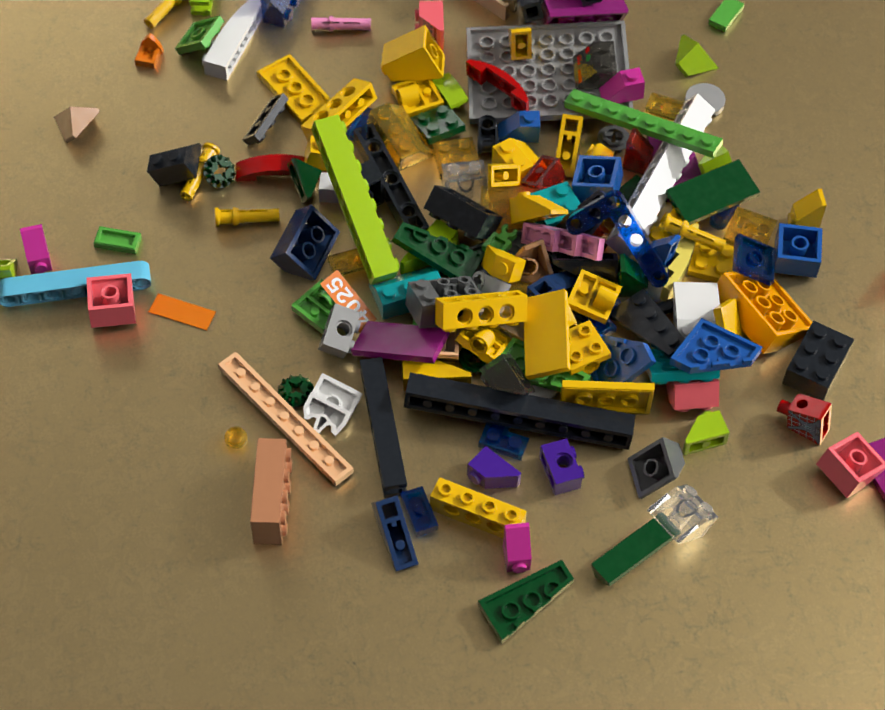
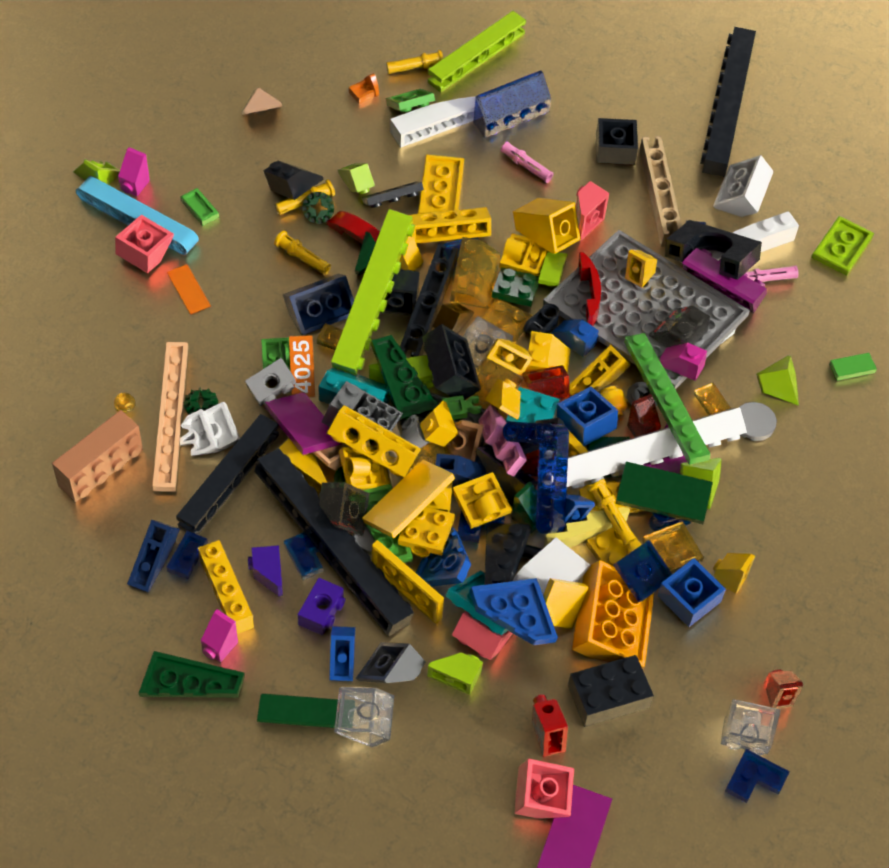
camera: 40 degrees right, 0 degrees up
(223, 125) = (357, 177): none -> lime slope
(419, 182) = (453, 316): none -> dark brown slope
(613, 486) = (342, 653): none -> blue slope

